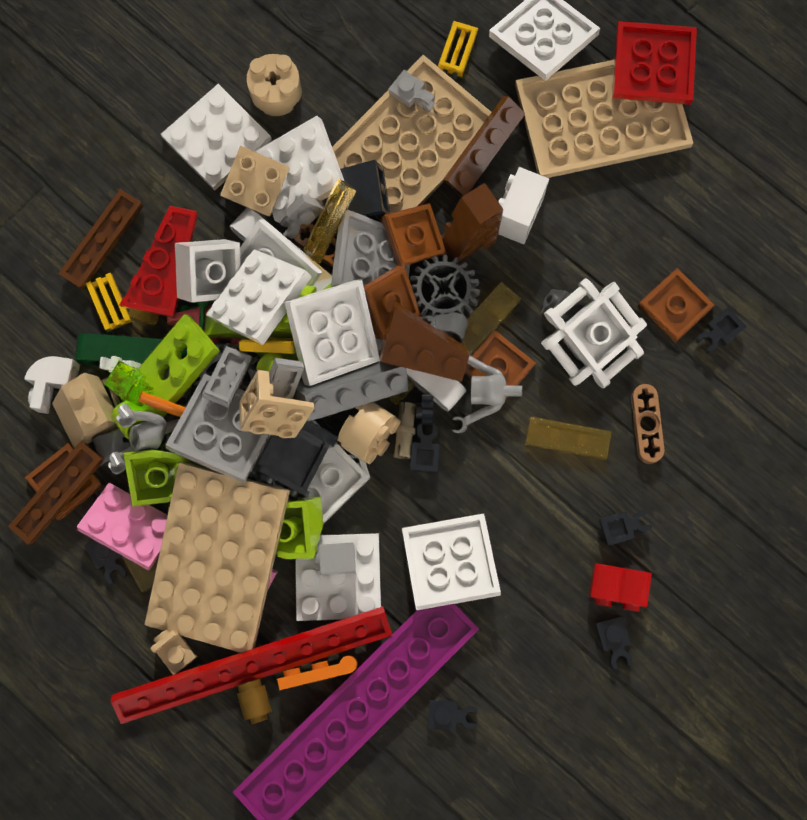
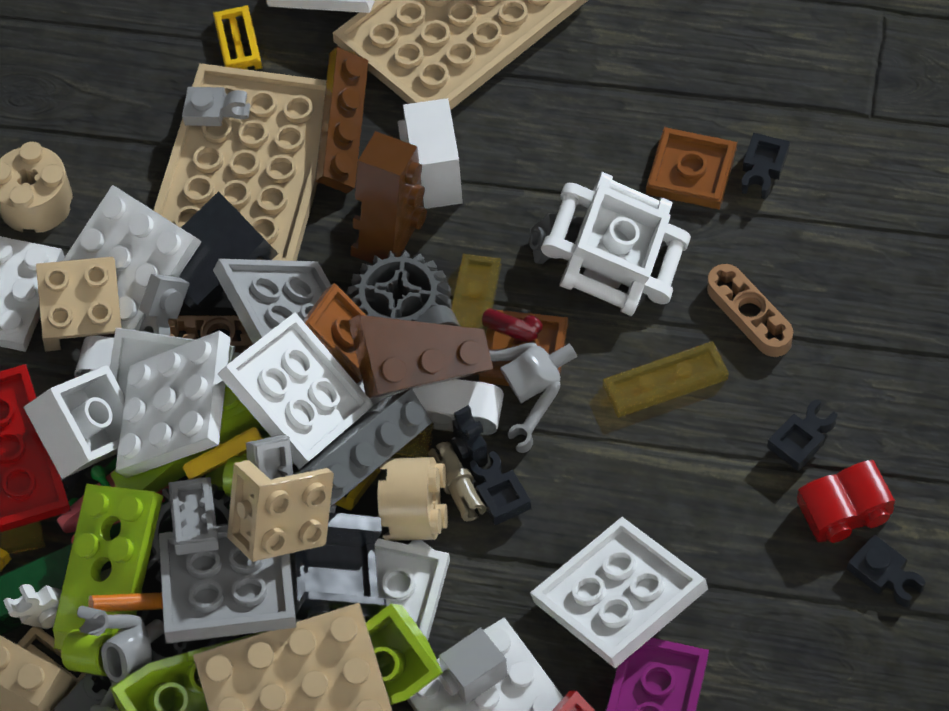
camera: 30 degrees left, 20 degrees down
(128, 382) = (57, 607): clear neon green brick -> none
(329, 220) = (204, 282): clear yellow tile -> none
(413, 235) = (319, 255): dark orange tile -> none
(495, 351) = (522, 330): none -> dark red arm

